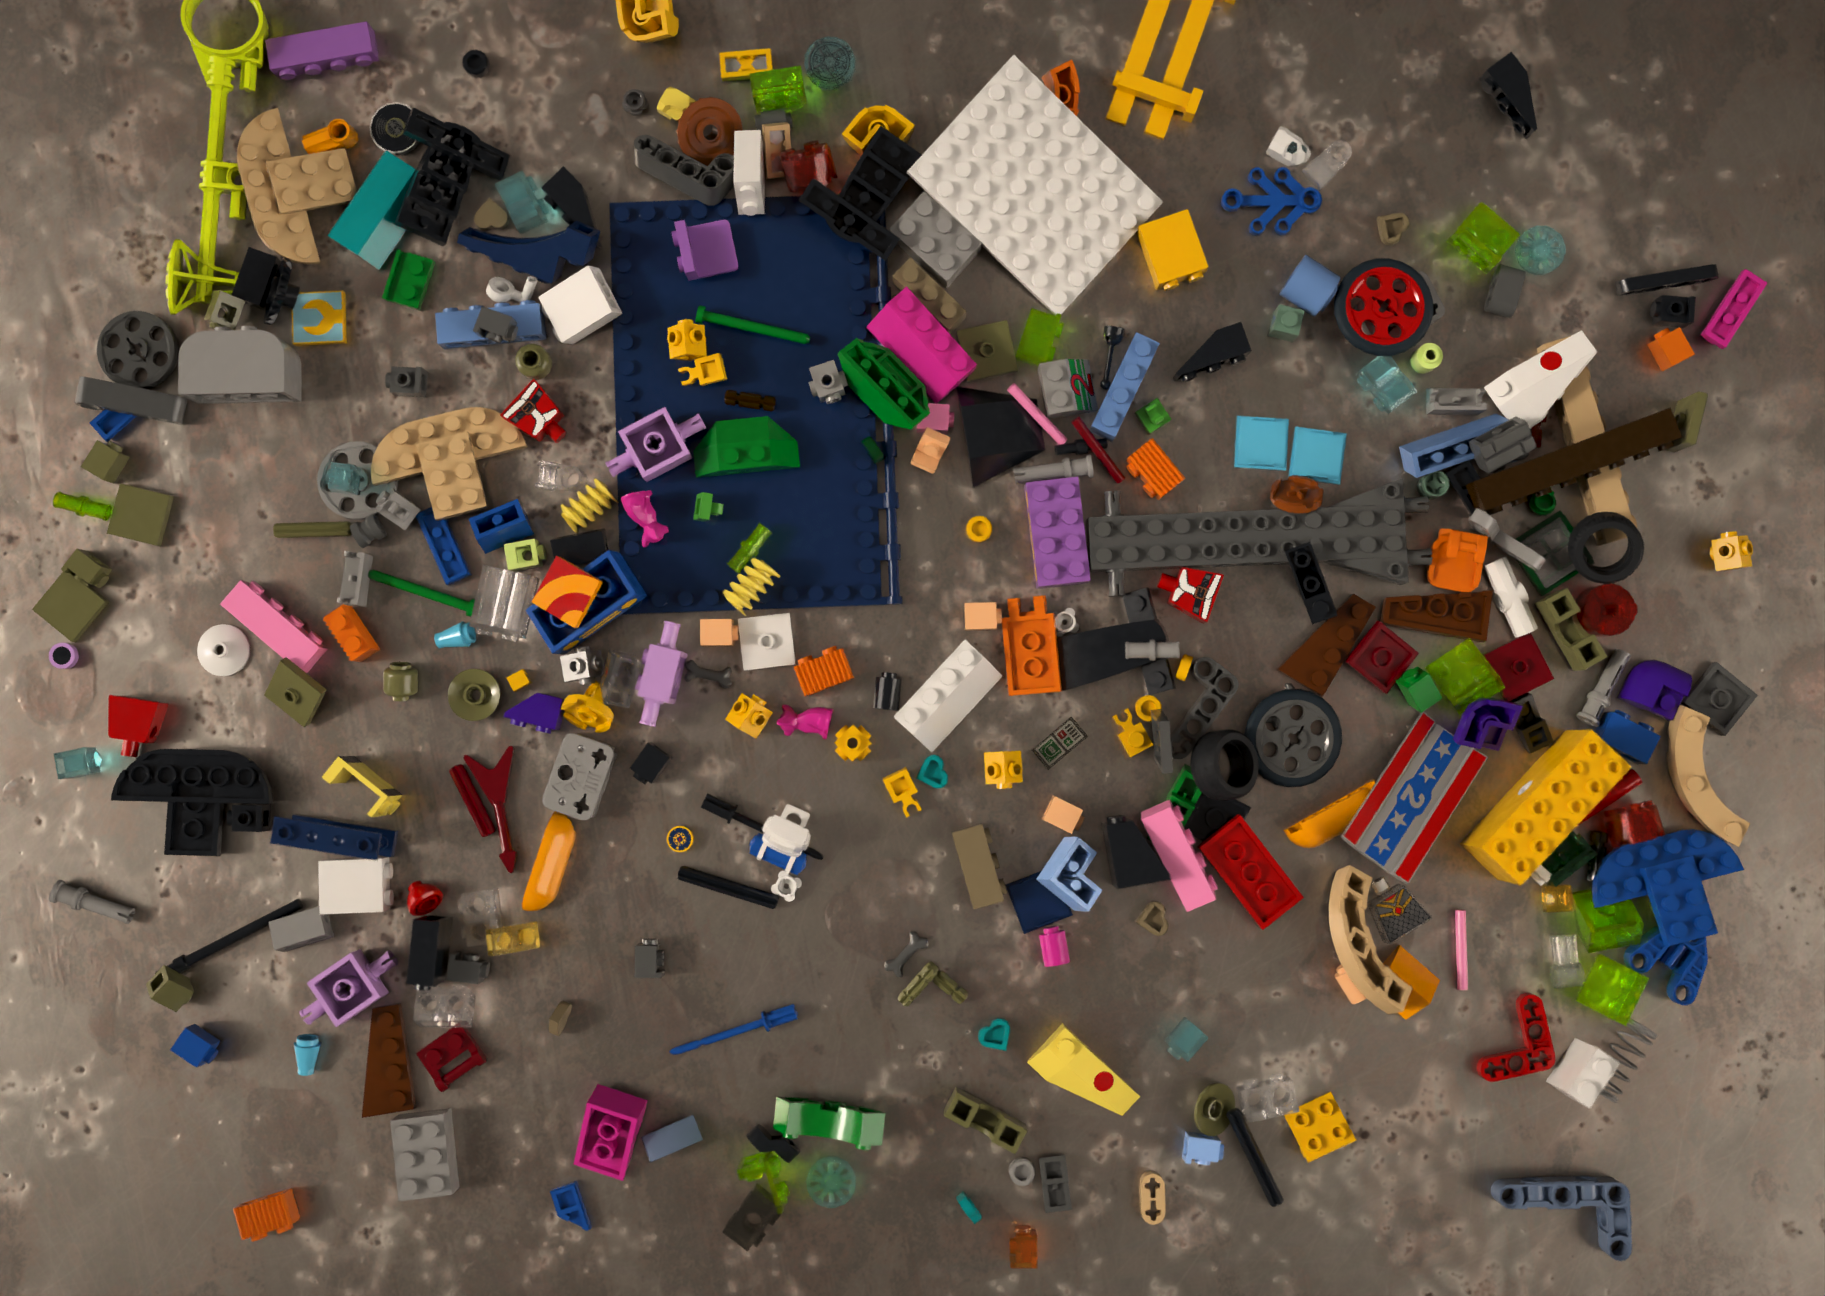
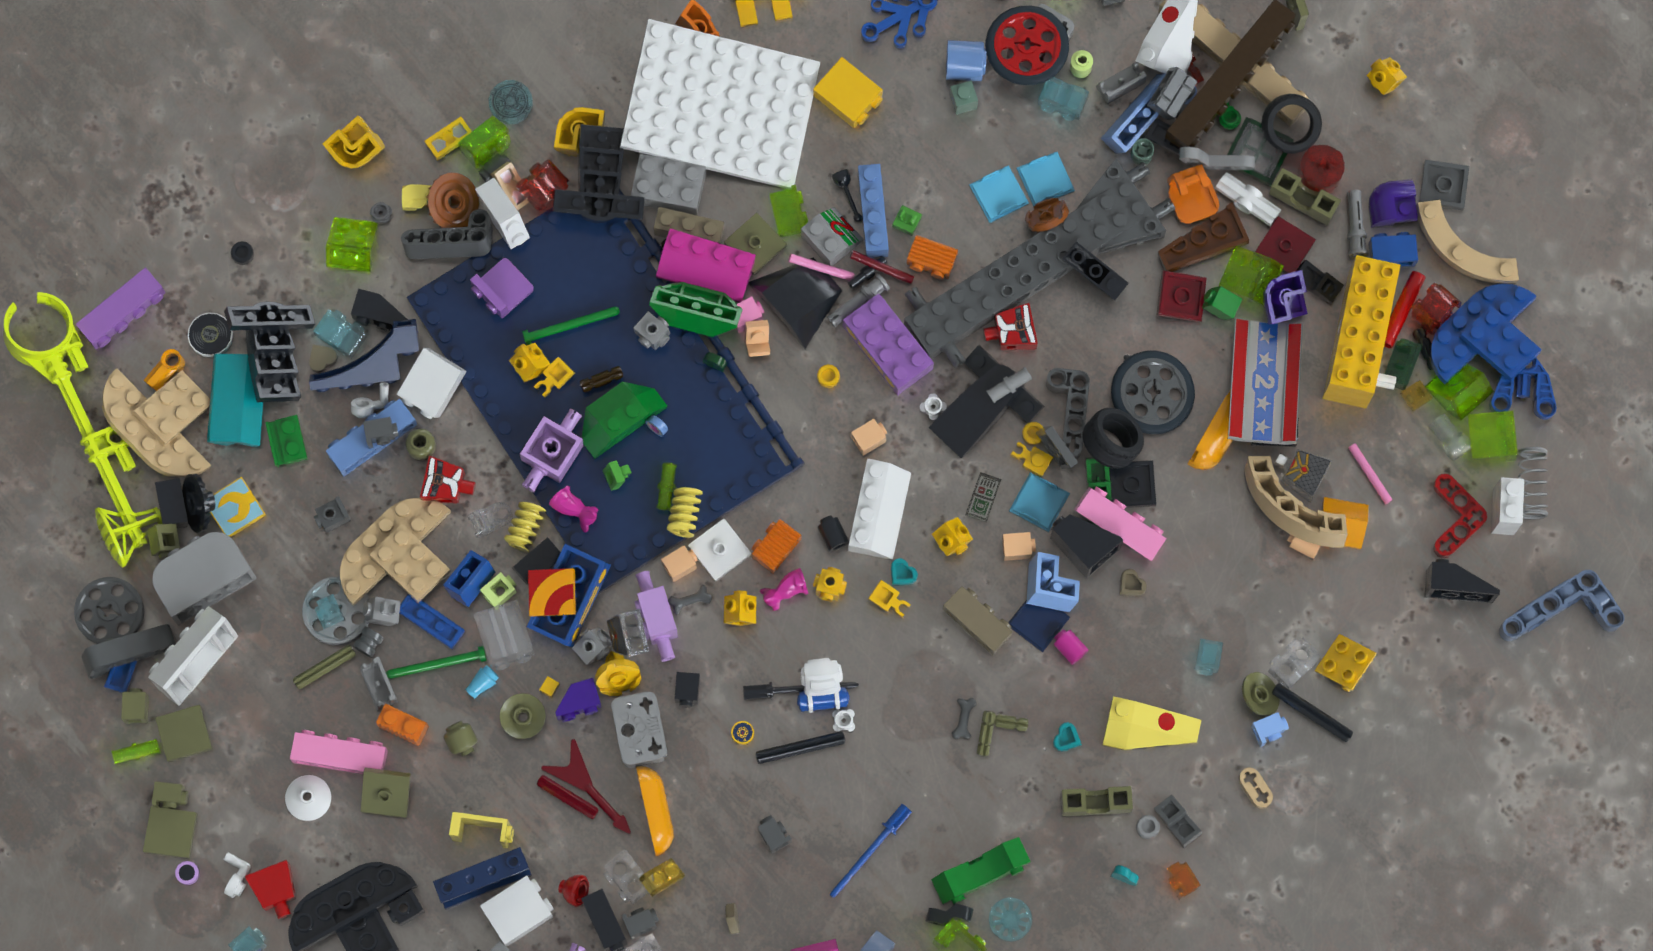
camera: 35 degrees left, 10 degrees down
(99, 697) = (235, 885): none -> white plate
(177, 445) = (192, 655): none -> white slope
(585, 116) = (351, 244): none -> clear neon green bracket
(776, 481) = (656, 425): none -> medium blue tile
(1031, 649) = (920, 440): orange tile -> none
(1112, 780) = (1039, 502): none -> medium azure piece
(1184, 667) = (1041, 387): yellow tile -> none
(1222, 347) = (927, 142): black slope -> none
(1250, 872) = (1180, 506): red plate -> none
(1323, 653) = (1138, 313): reddish brown wing -> none
(1471, 1108) = (1453, 582): none -> black slope

